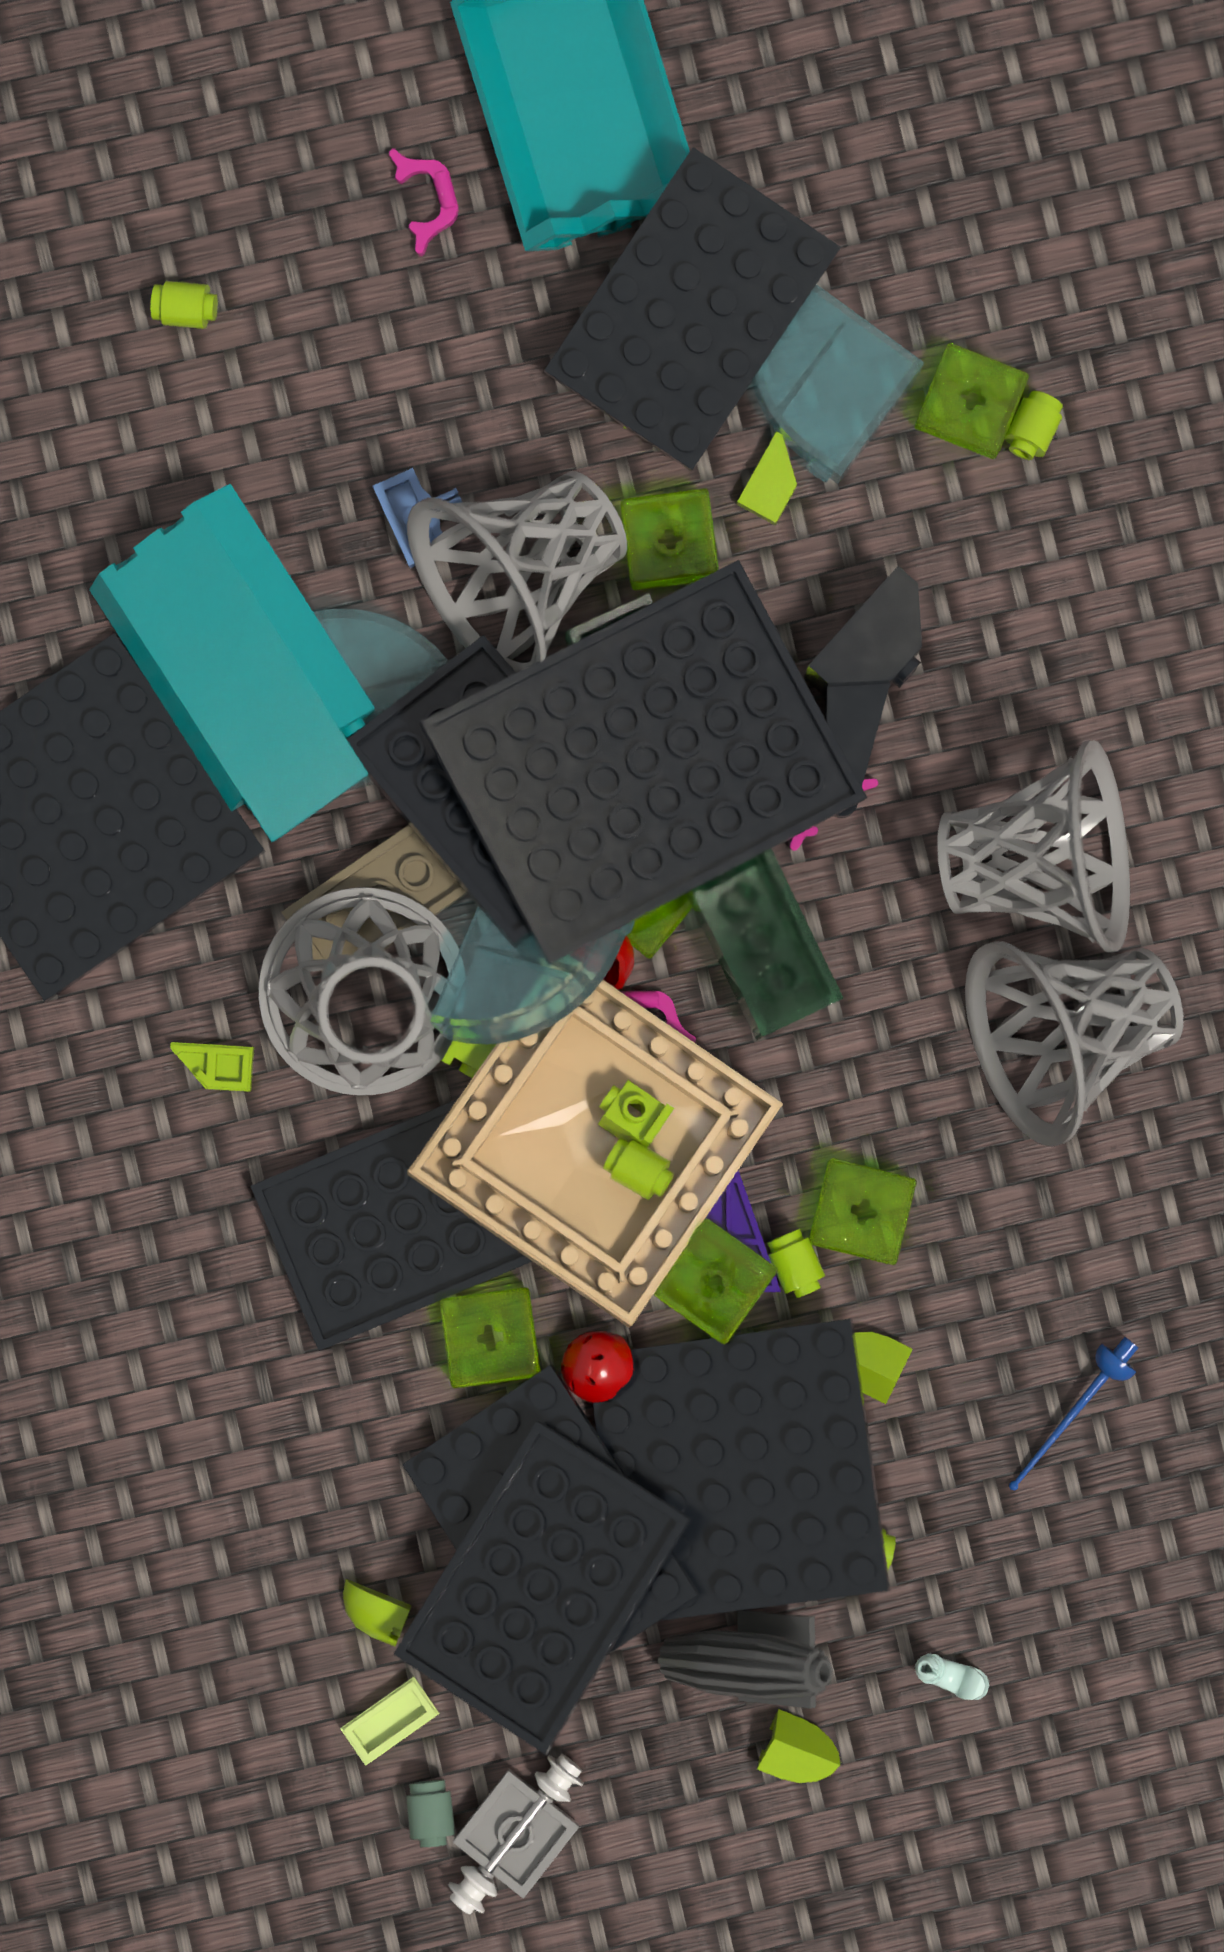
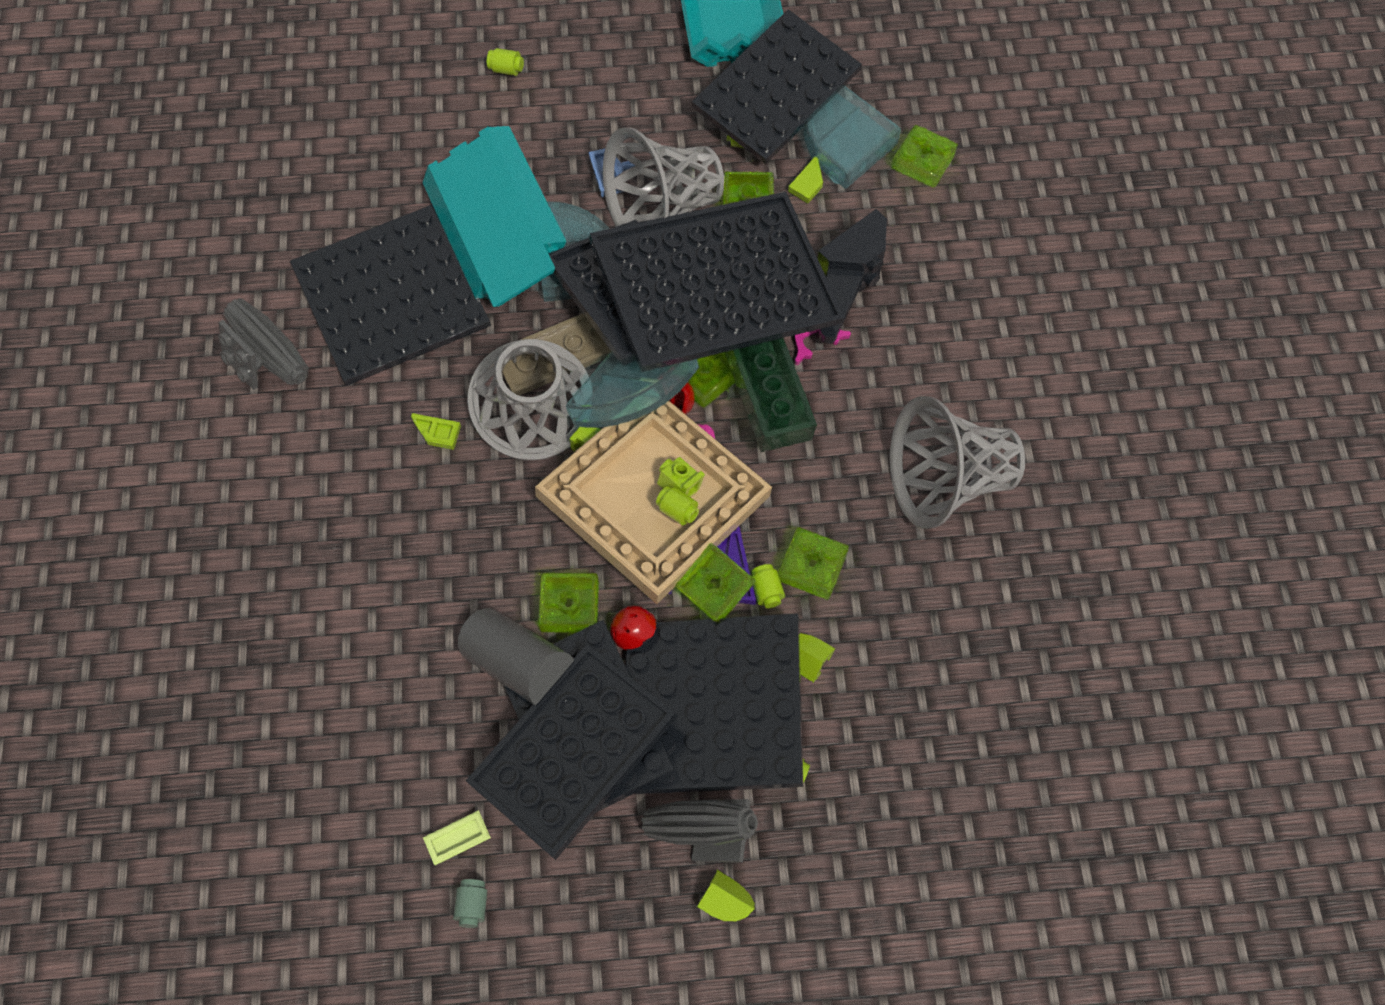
camera: 10 degrees right, 20 degrees down
(370, 1238) = (509, 537): black plate -> none
(375, 1612) = (460, 764): lime brick -> none
(423, 1442) = (512, 654): none -> dark grey brick
(449, 206) = (651, 24): dark pink helmet -> none
(515, 1833) = (525, 927): light grey plate -> none
(954, 1677) = (844, 868): light aqua piece -> none
(1005, 892) = (967, 359): light grey piece -> none
(1034, 425) = (958, 170): lime brick -> none
(1112, 1365) = (963, 675): blue sword -> none

